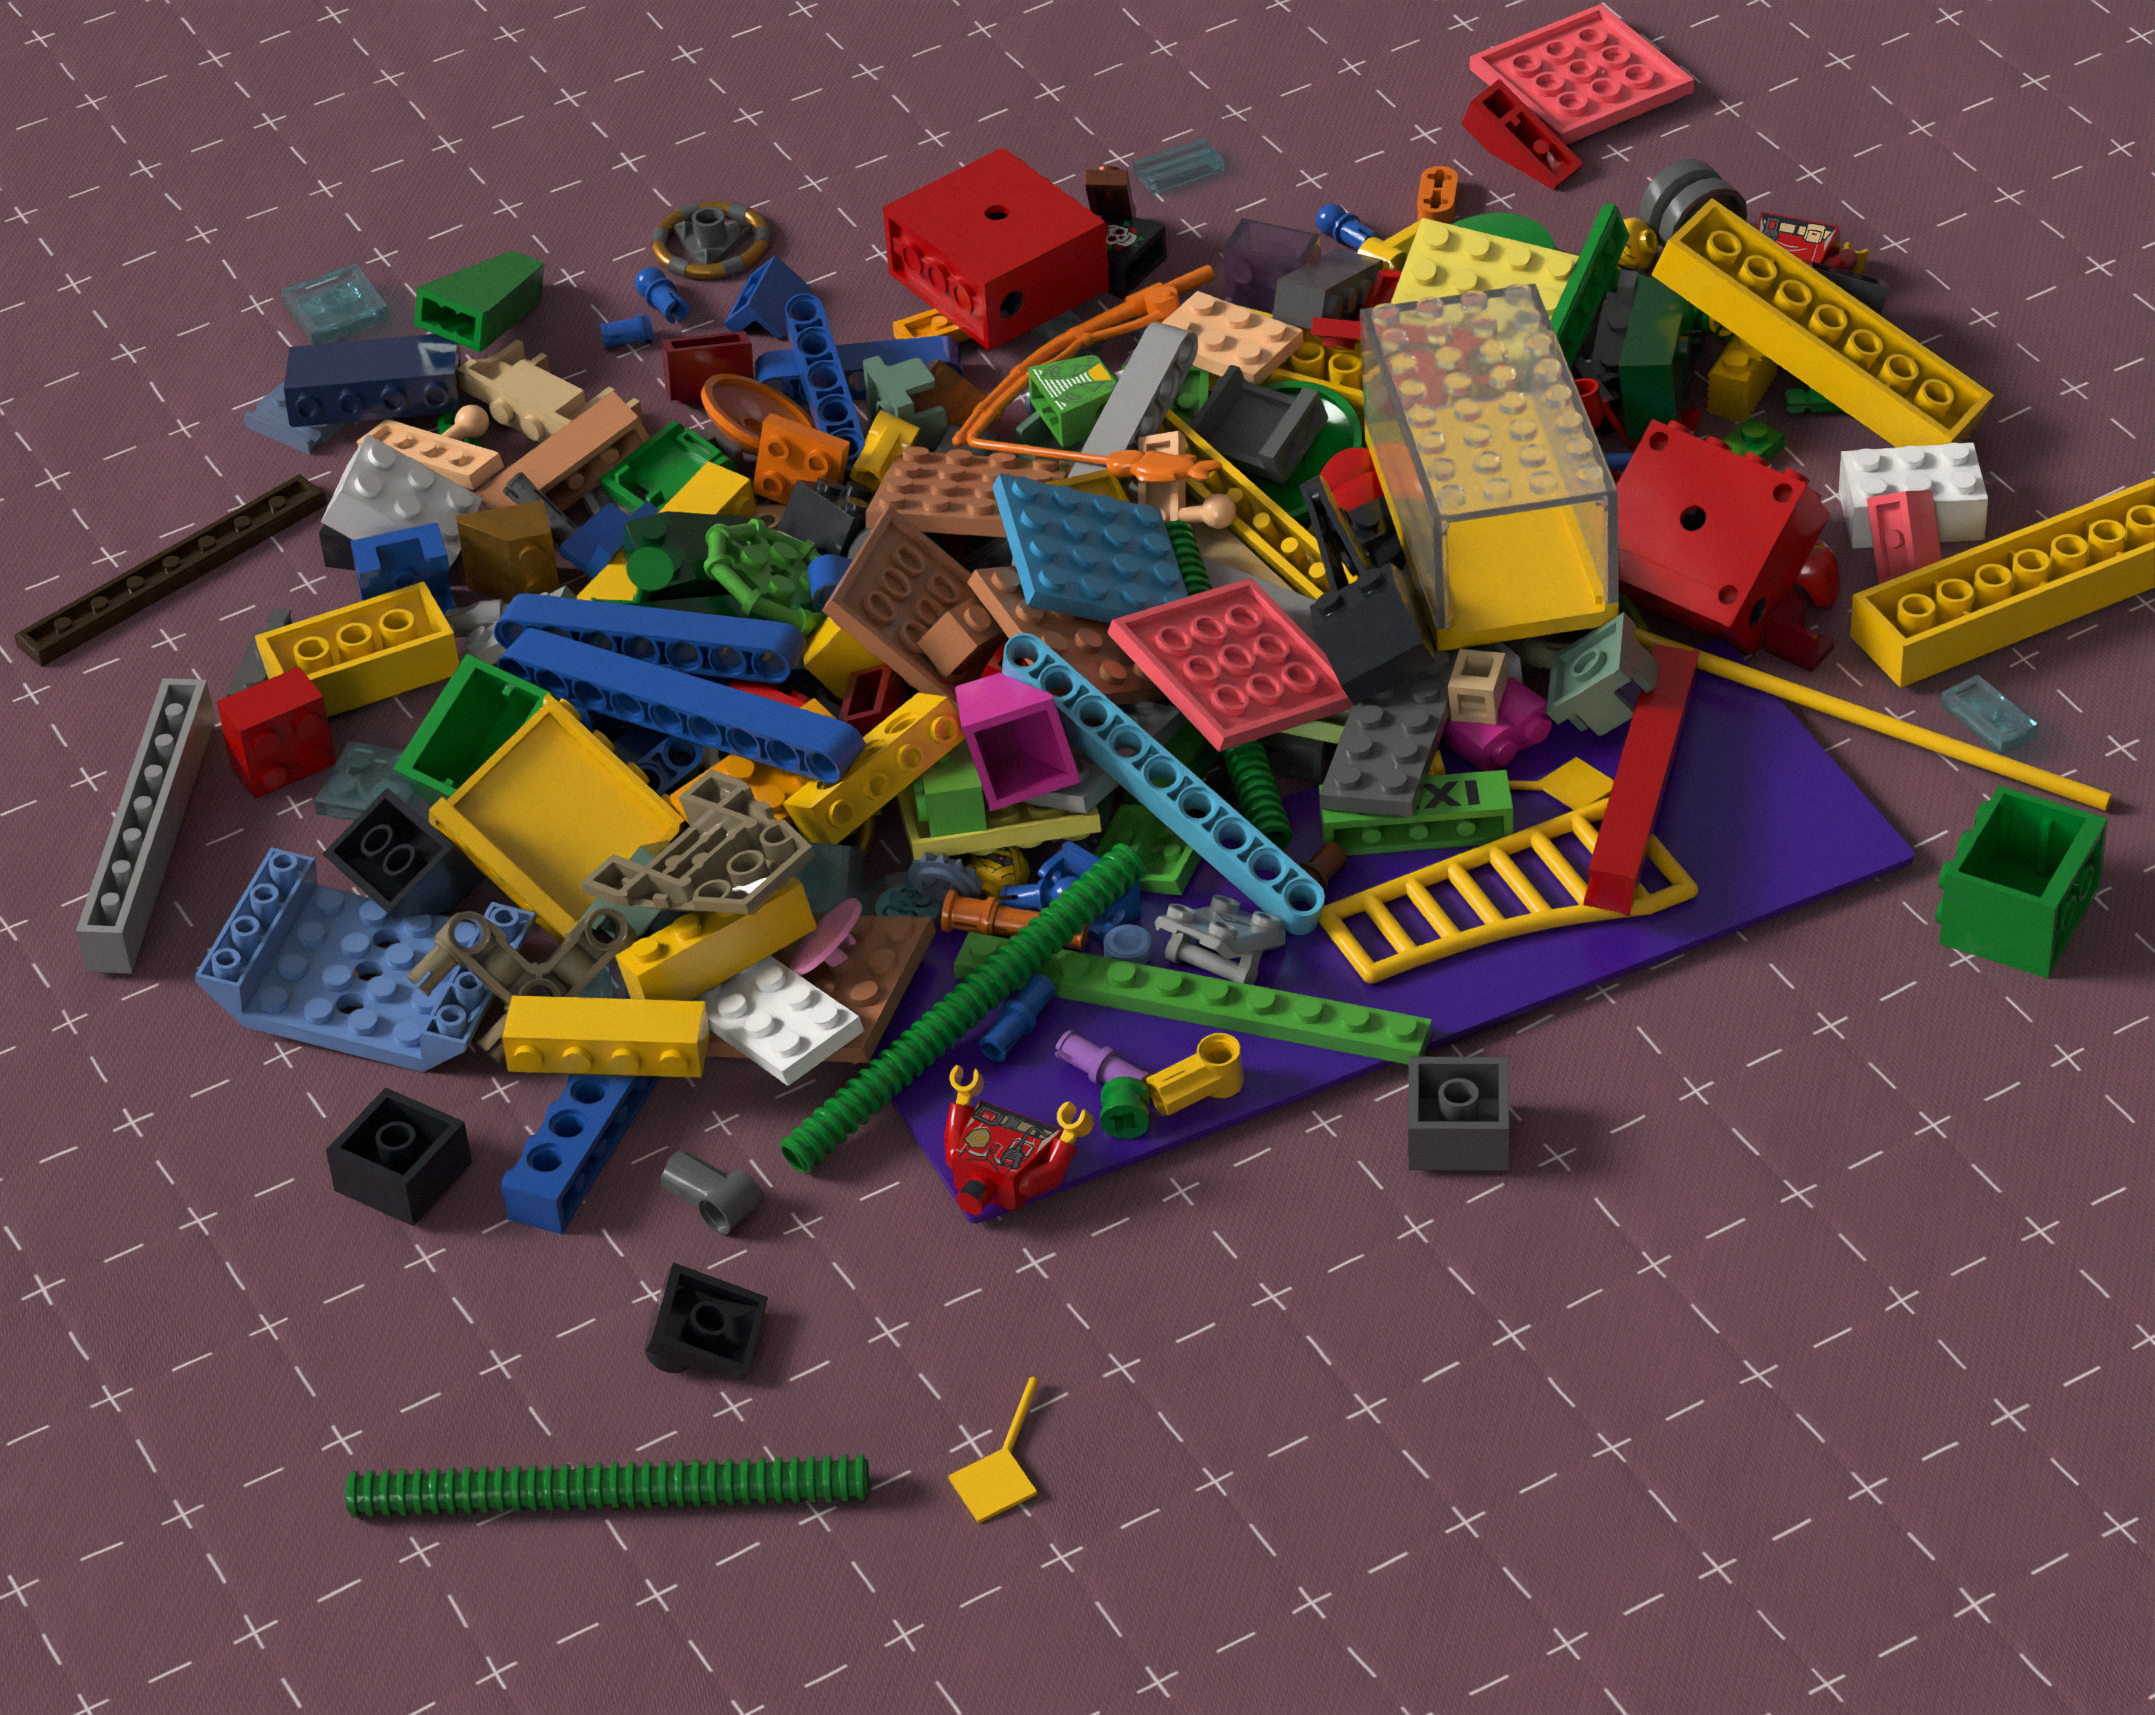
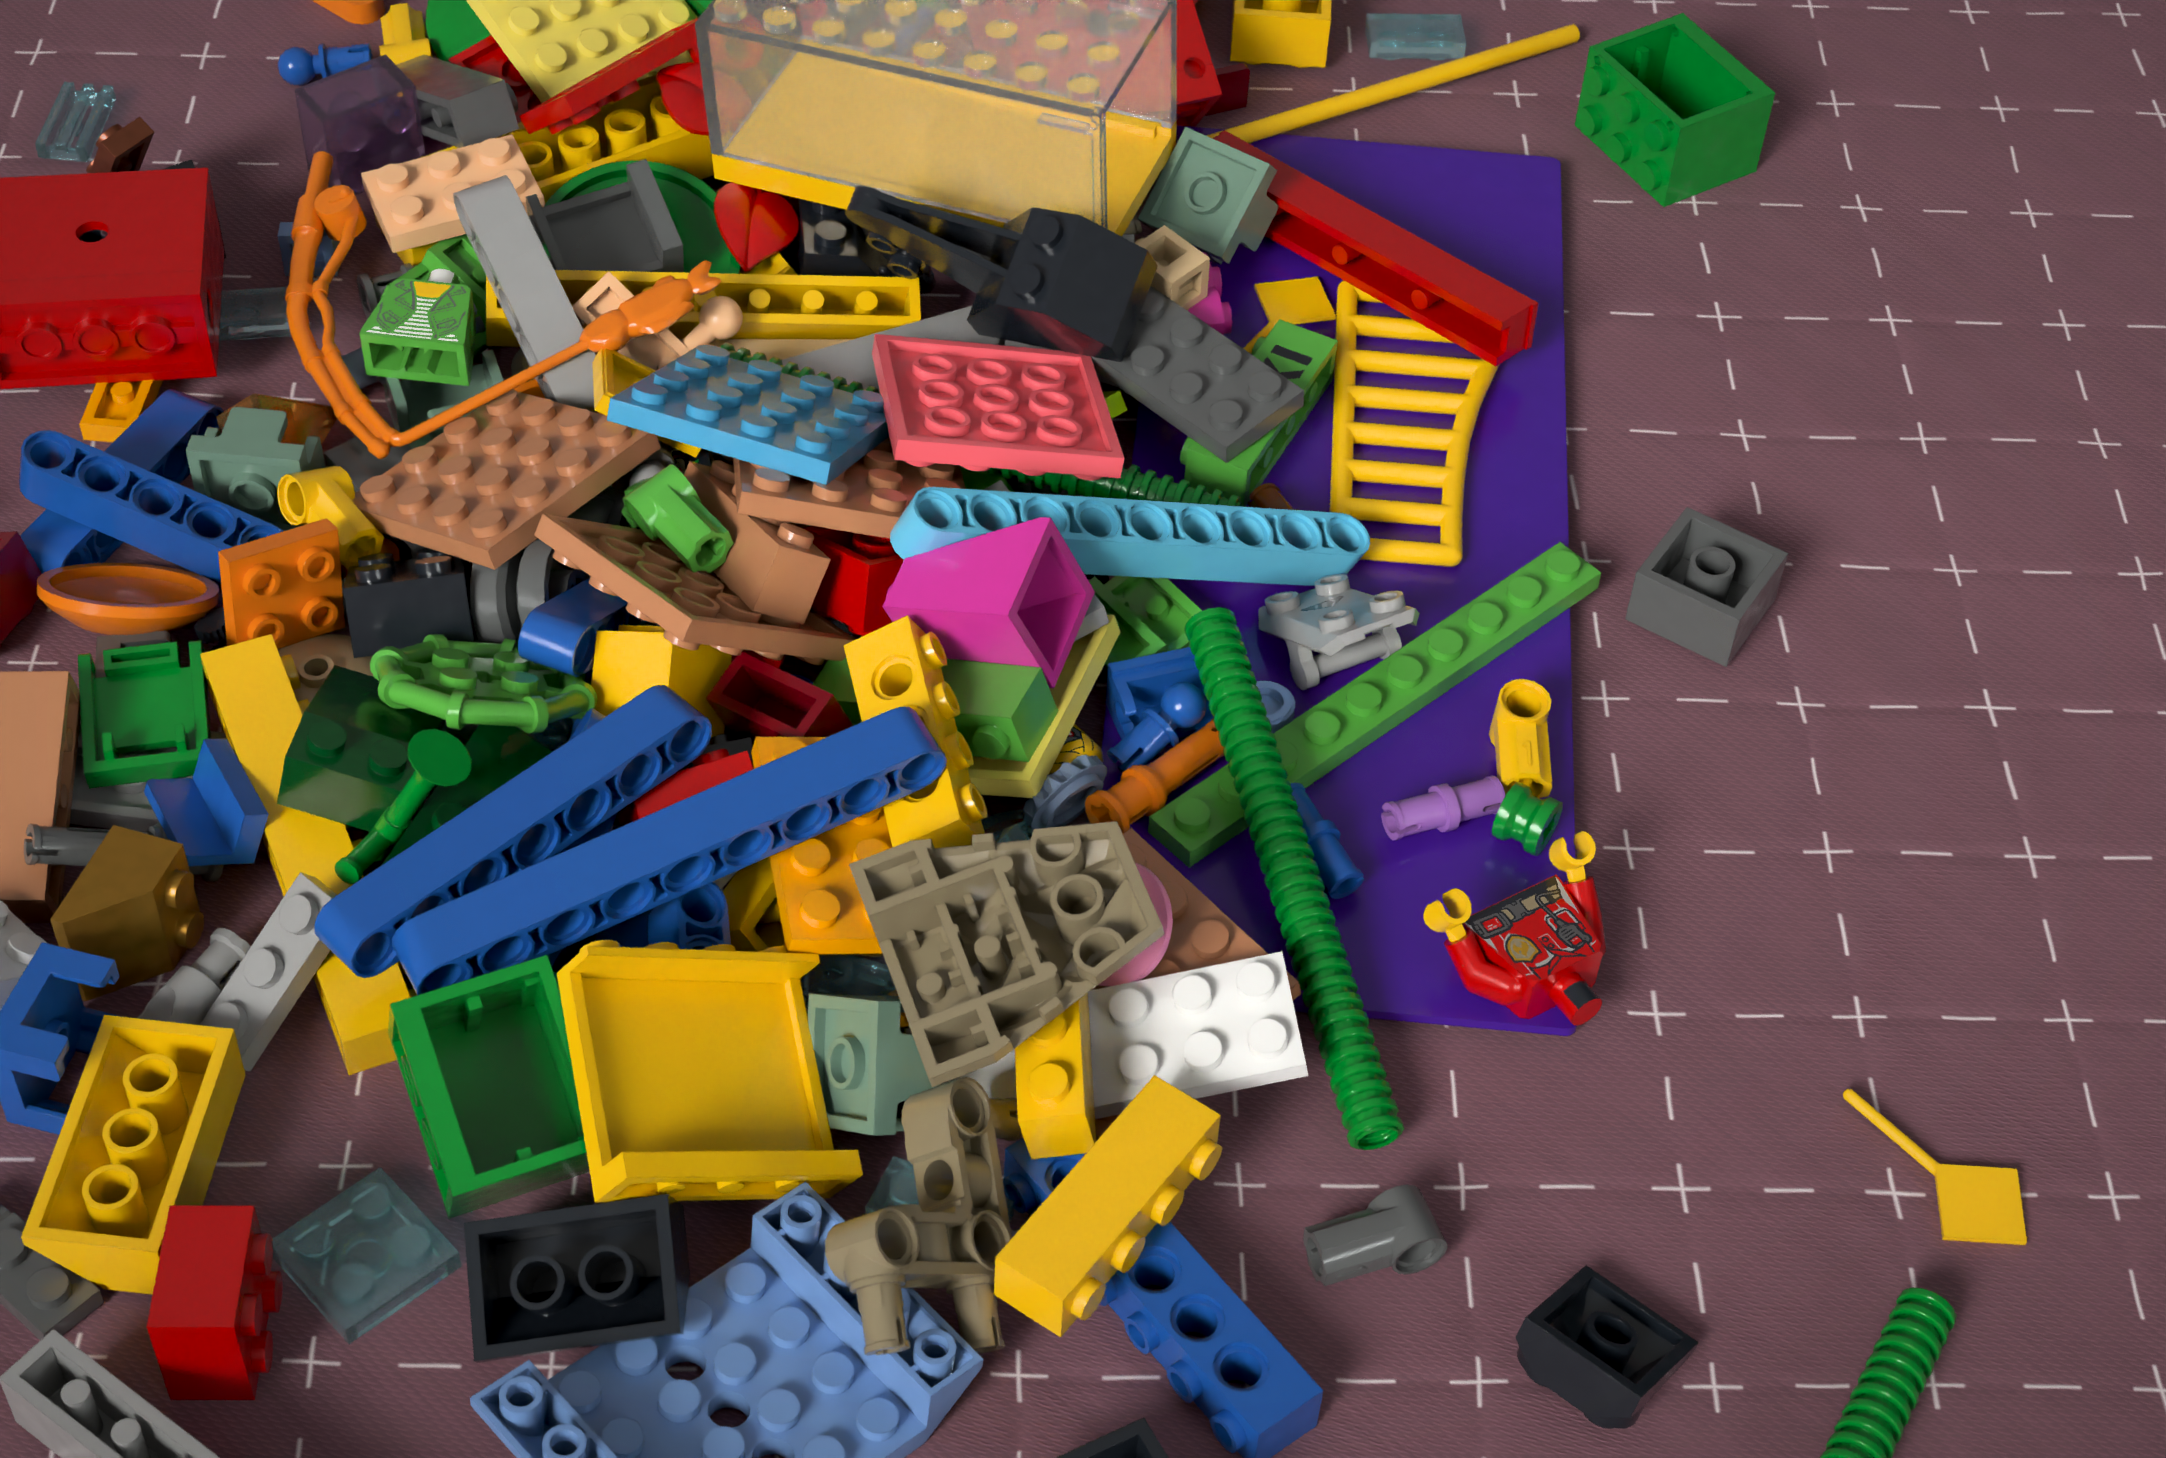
camera: 65 degrees left, 5 degrees up
(961, 560) = (672, 511): none -> bright green piece

